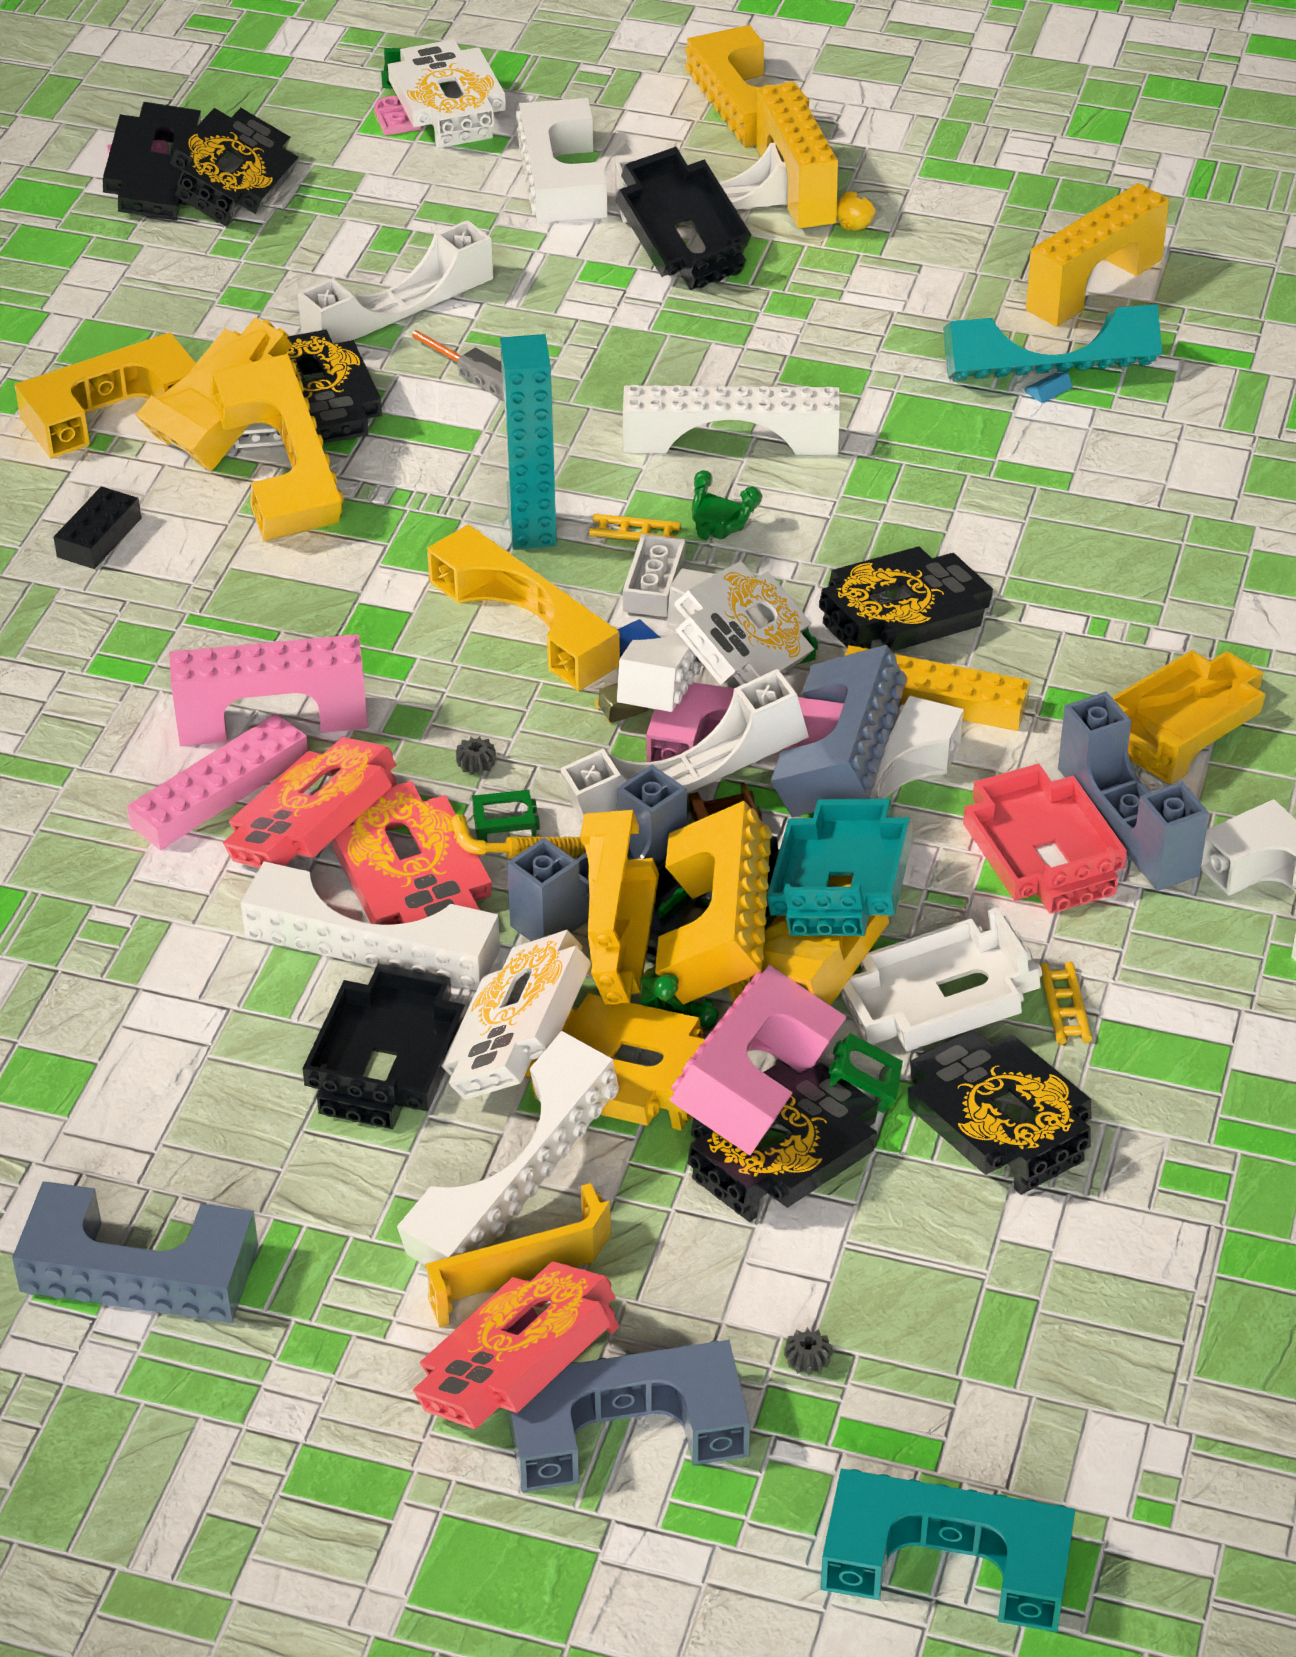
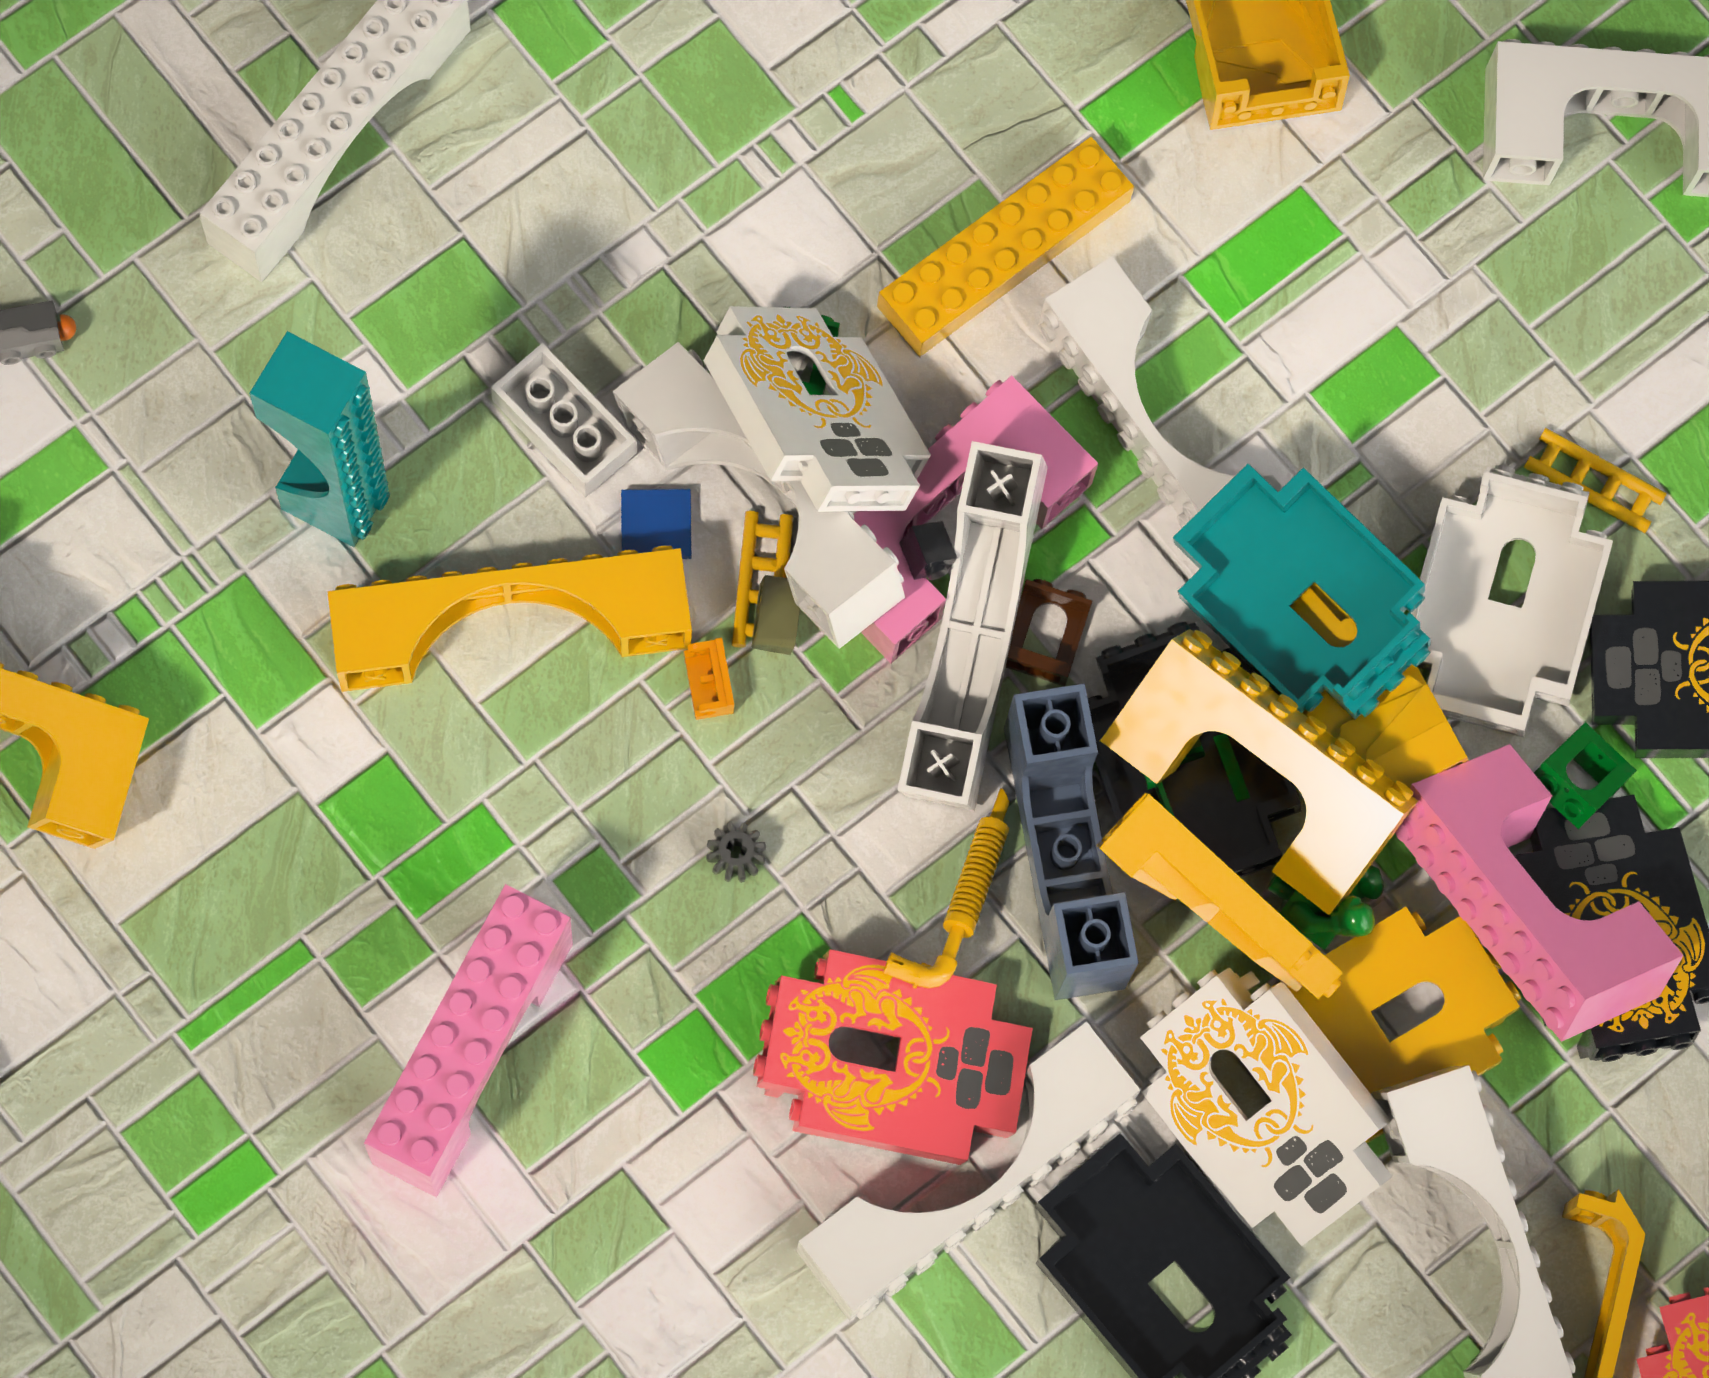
camera: 65 degrees left, 30 degrees up
(217, 781) = (560, 1194): bright pink brick -> none
(291, 823) = (741, 1171): coral panel -> none
(507, 824) = (874, 930): green panel -> none
(568, 702) = (709, 679): none -> light orange hinge
(625, 522) = (437, 354): yellow bar -> none
(710, 714) = (928, 550): none -> black brick
(718, 515) = (497, 261): green torso -> none
(850, 756) = (1126, 464): sand blue arch -> none
(942, 599) = (844, 109): black panel -> none
(1030, 811) = (1285, 298): coral panel -> none
(1157, 828) = (1446, 202): sand blue arch -> none

